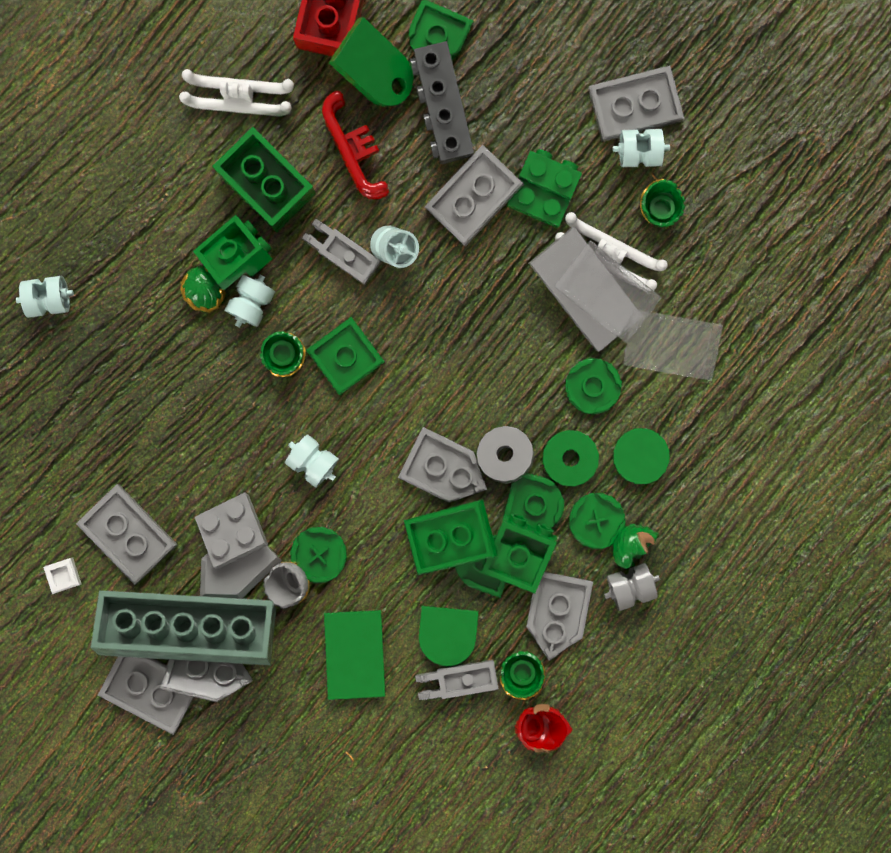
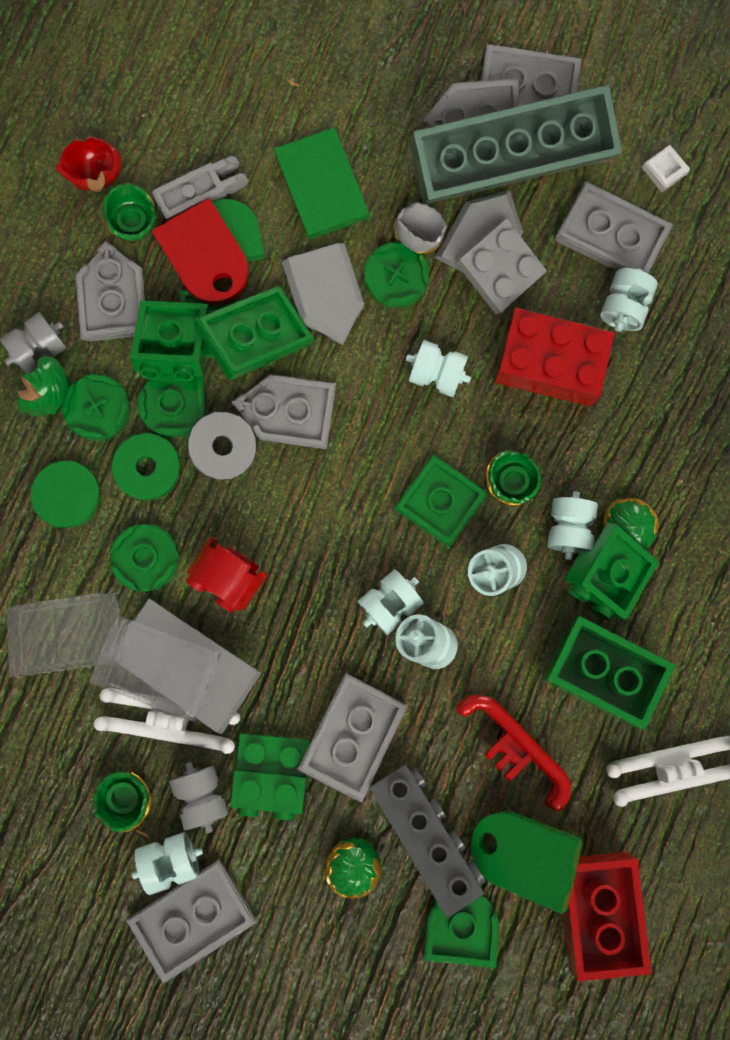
camera: 155 degrees right, 5 degrees down
(137, 469) = (628, 299): none -> light aqua wheel
(215, 440) = (554, 357): none -> red brick
(321, 284) = (497, 569): none -> light aqua wheel
(344, 253) = (483, 618): light grey hinge -> none
(381, 559) = (325, 290): none -> light grey tile
(412, 287) = (390, 602): none -> light aqua wheel
(471, 621) = (204, 252): none -> red tile
(504, 101) = (353, 868): none -> green hair
(532, 346) = (226, 575): none -> red brick
(604, 183) = (200, 804): none -> light grey wheel

